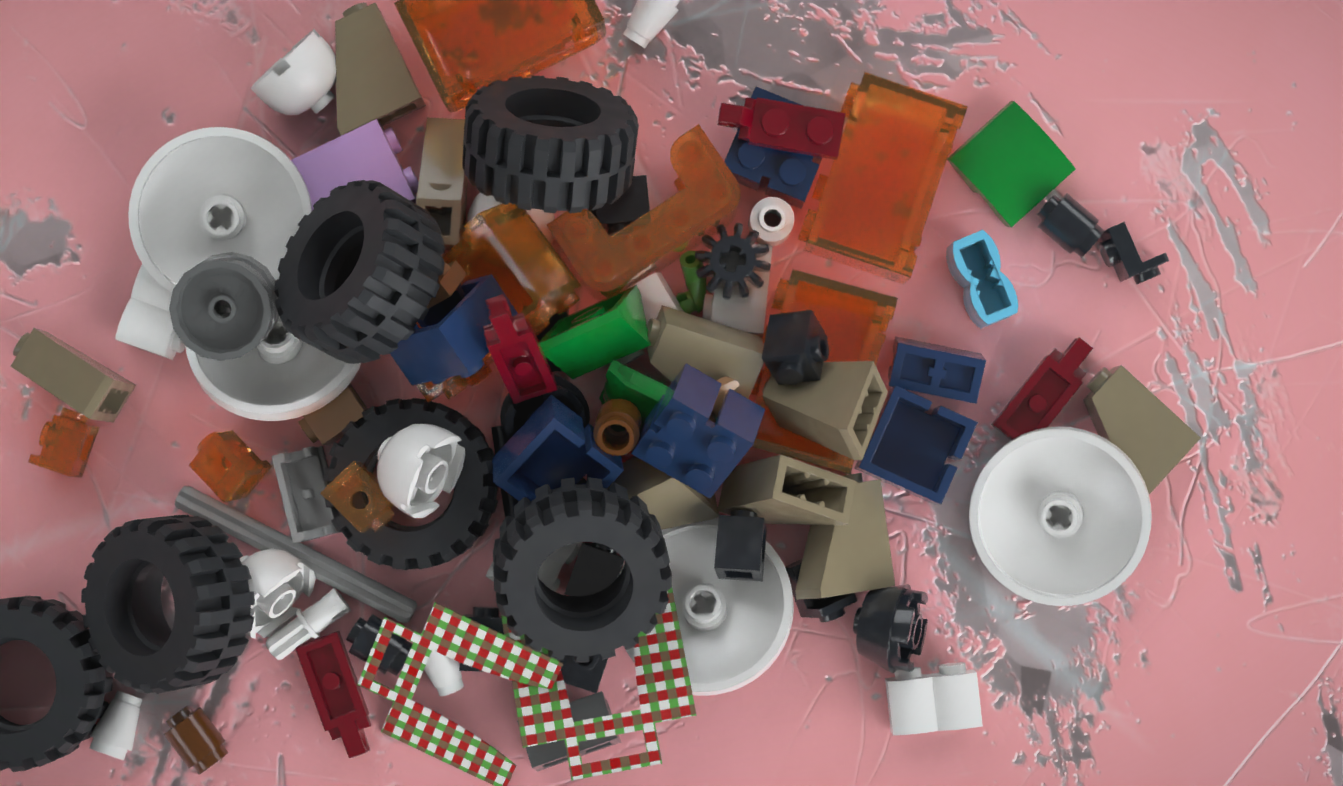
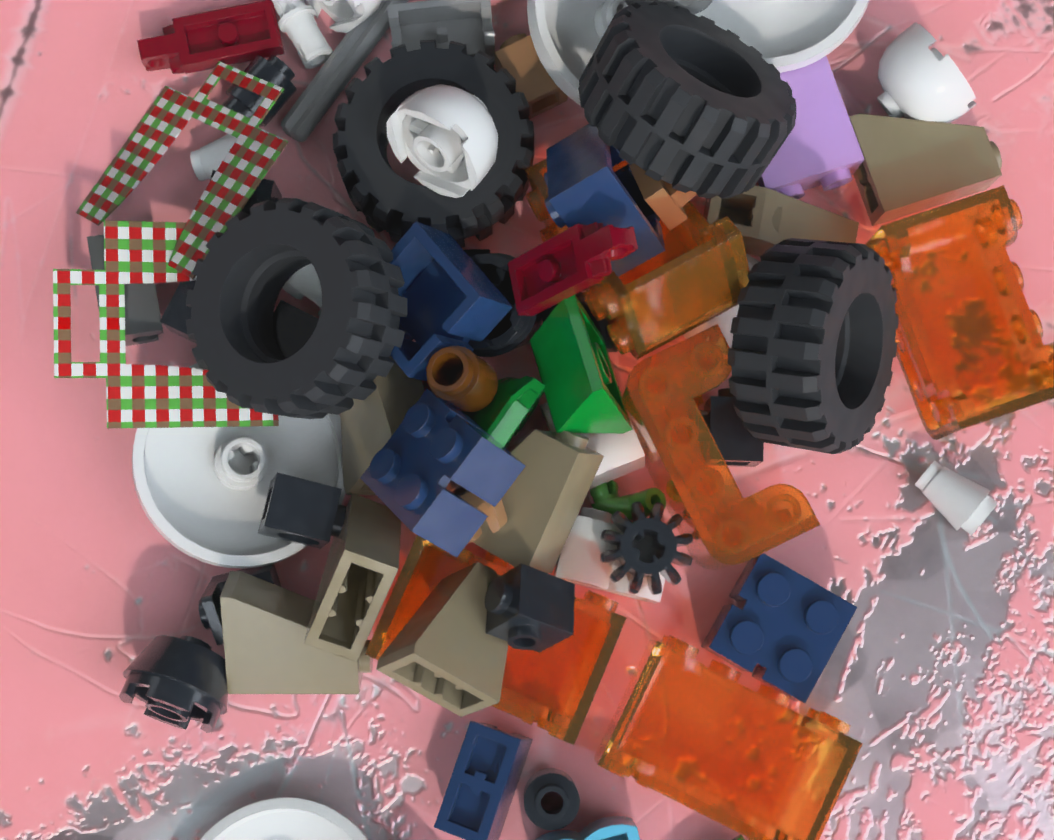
camera: 95 degrees right, 5 degrees down
(346, 485) = (428, 46): clear orange brick -> none
(771, 235) = (673, 612): white brick -> none
(786, 126) = (804, 635): dark red hinge -> none
(912, 446) = (394, 741): dark blue piece -> none
(931, 323) = (547, 781): none -> black brick
(933, 700) = (84, 723): white brick -> none

